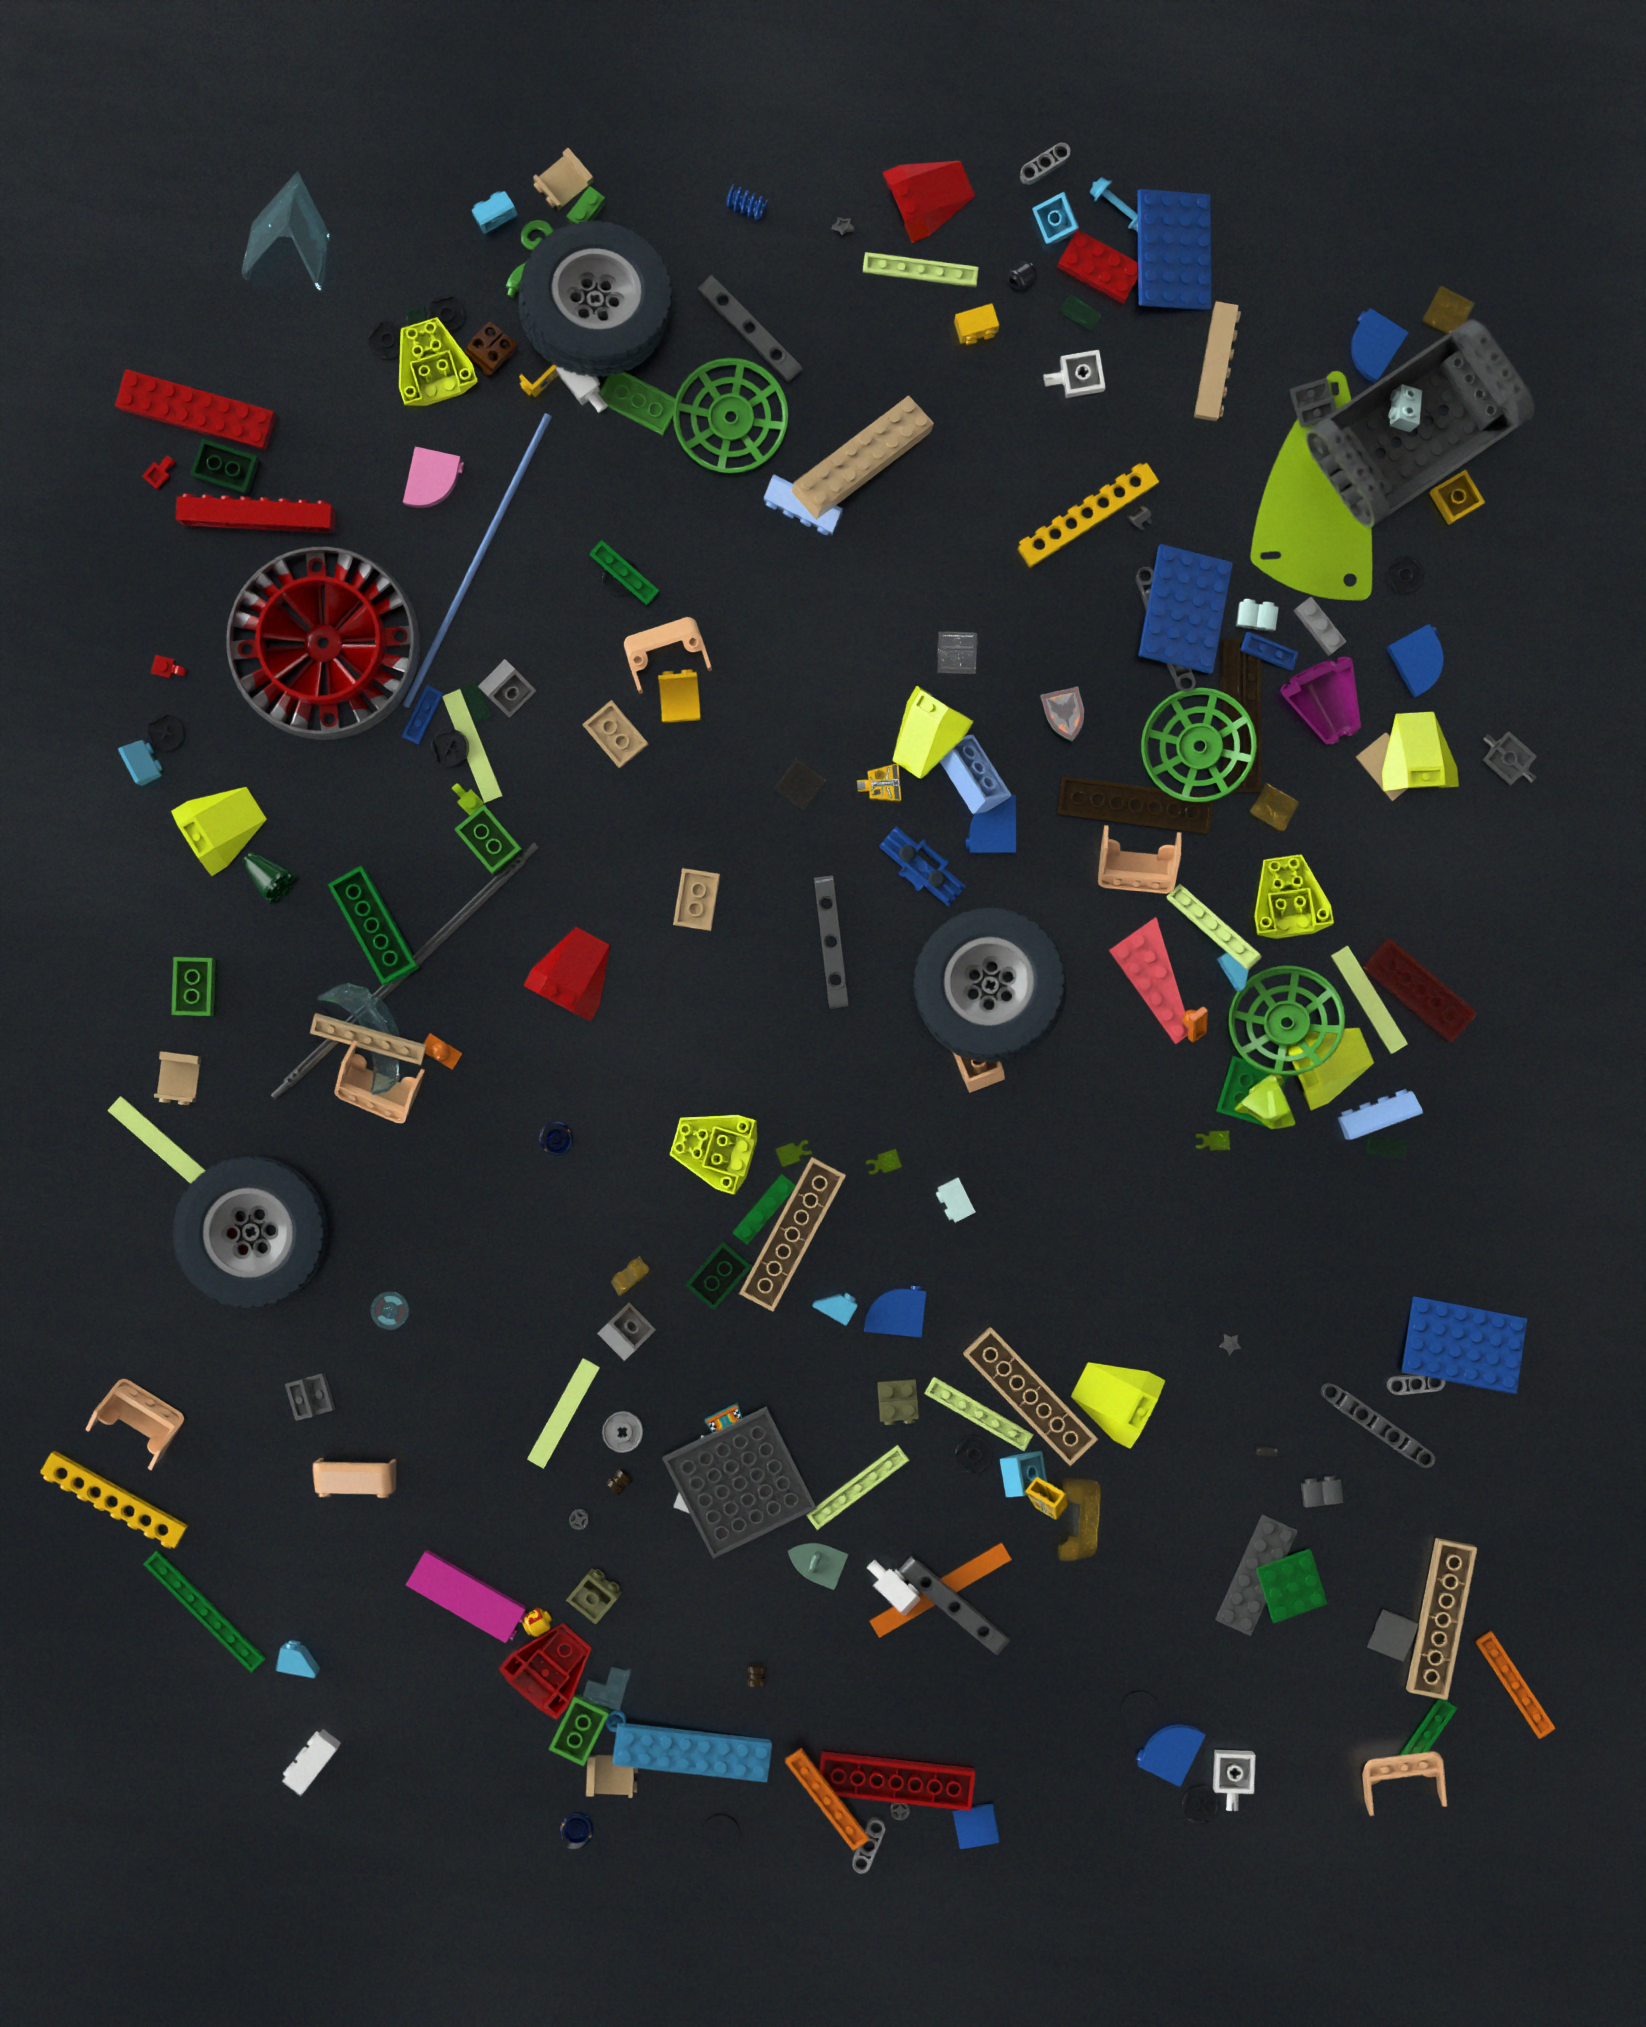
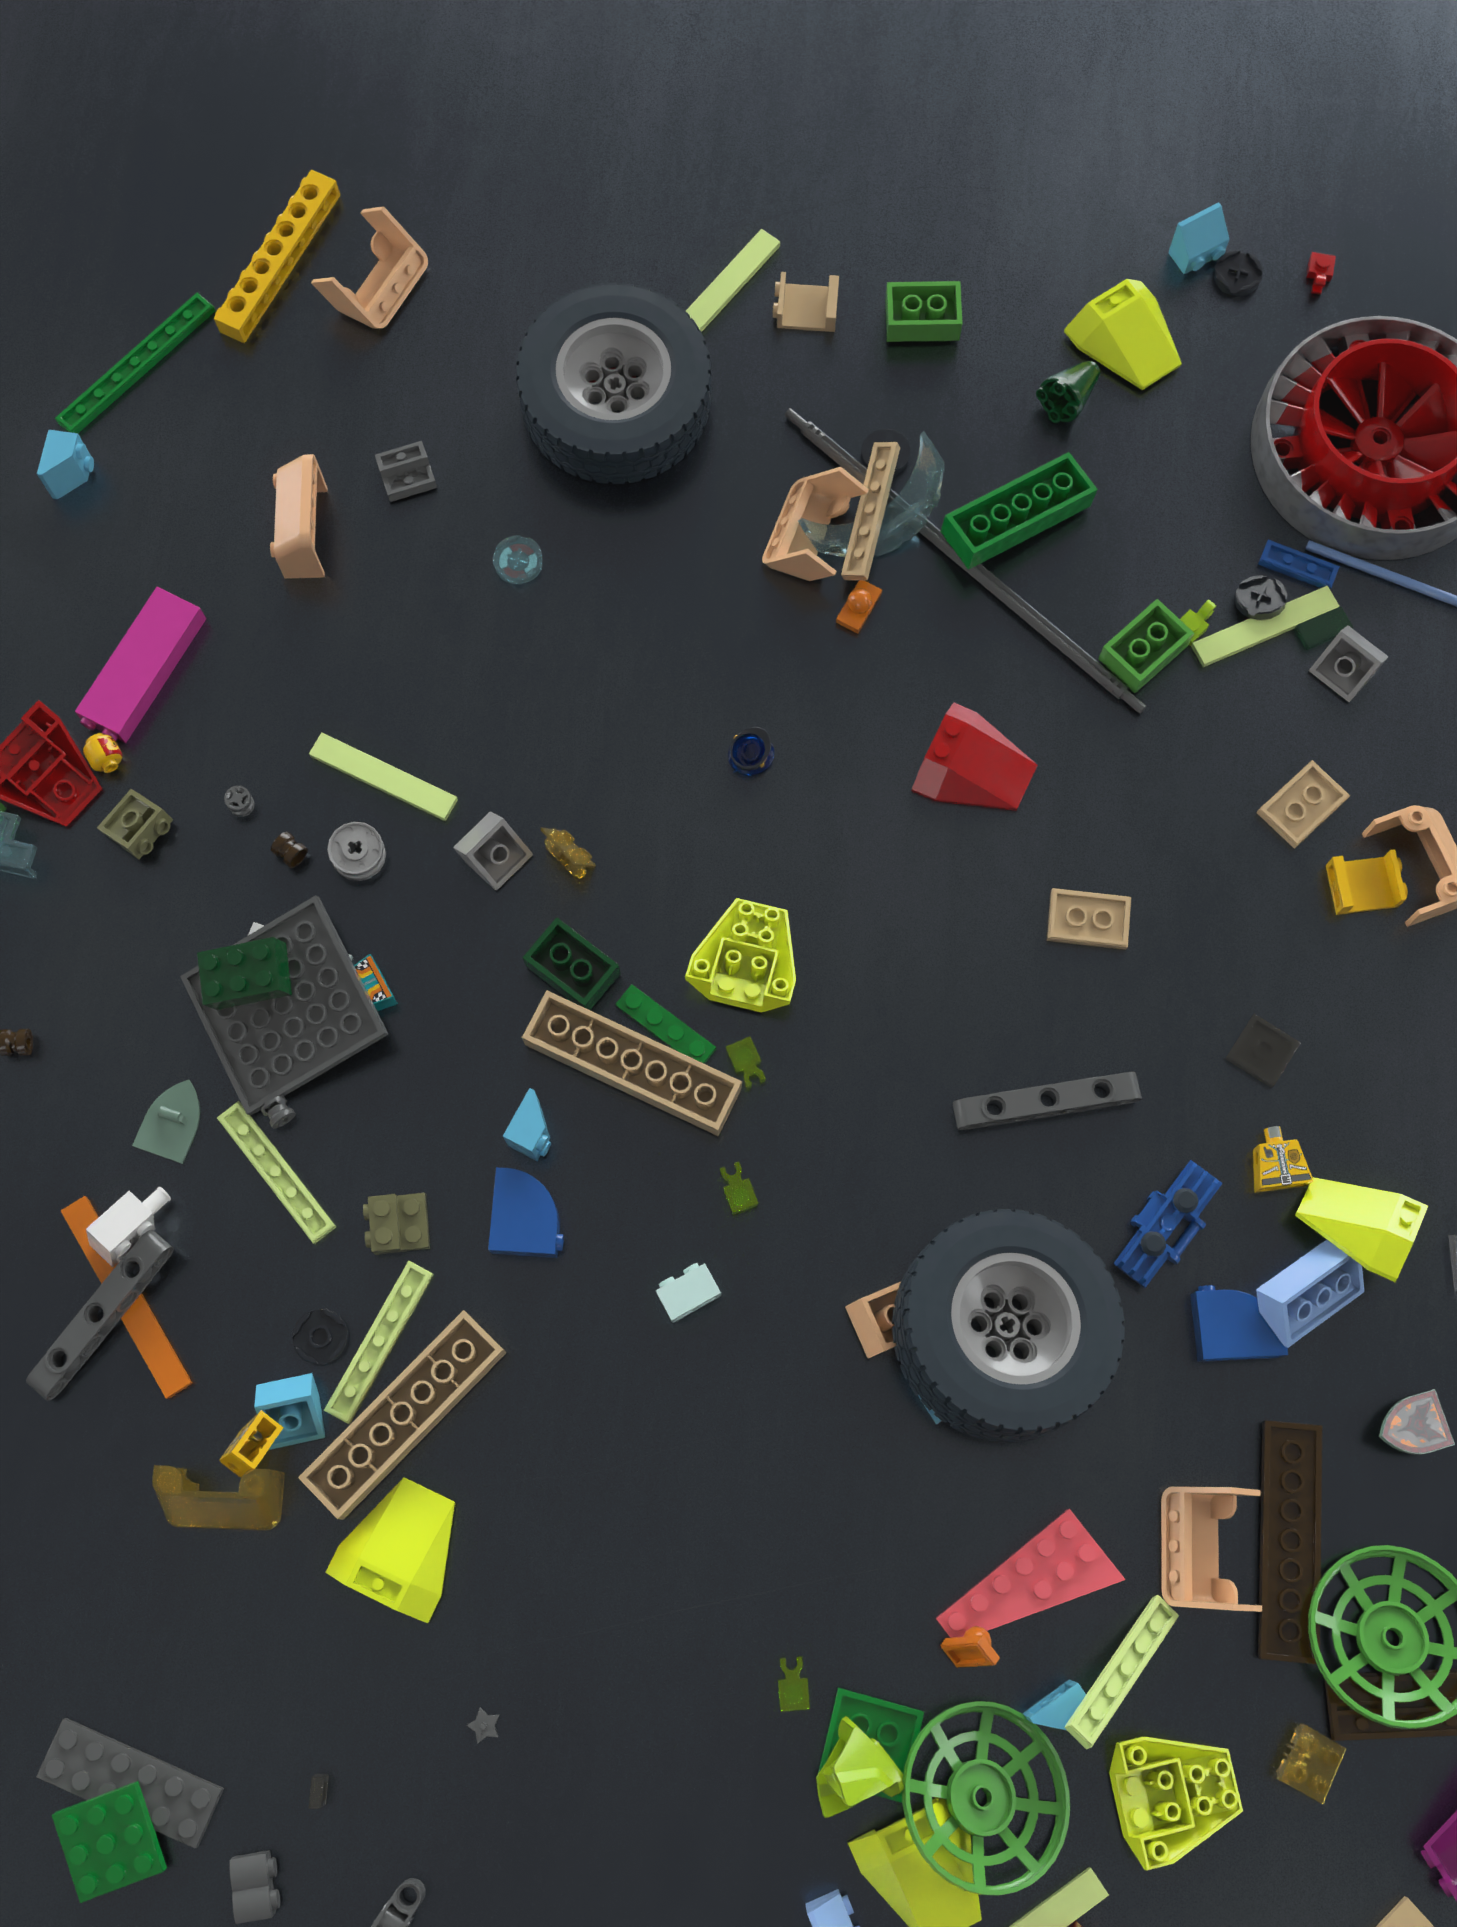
camera: 90 degrees right, 15 degrees down
(718, 1509) = (244, 973): none -> dark green brick
(817, 1485) = (278, 1112): none -> dark grey wheel

